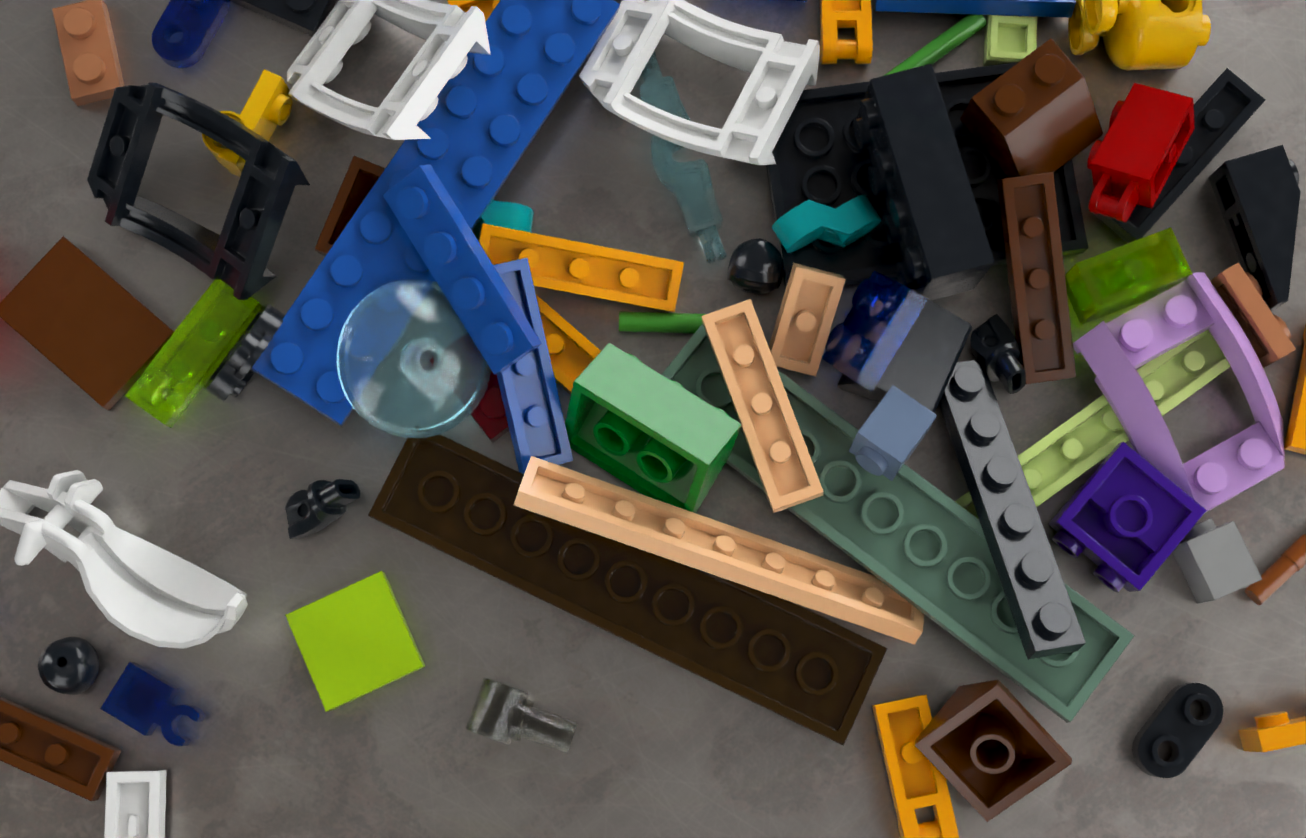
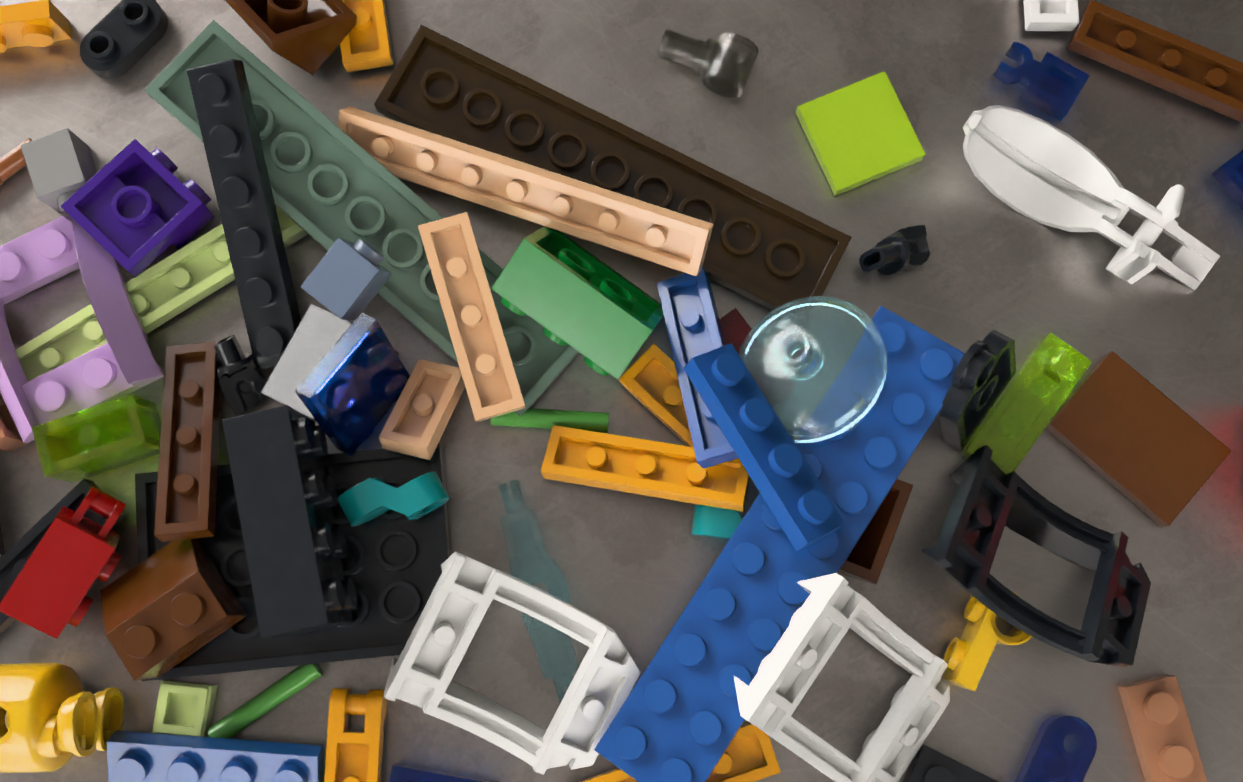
camera: 175 degrees left, 0 degrees up
(69, 665) = (1121, 115): black piece -> none
(756, 267) = (469, 466): black piece -> none

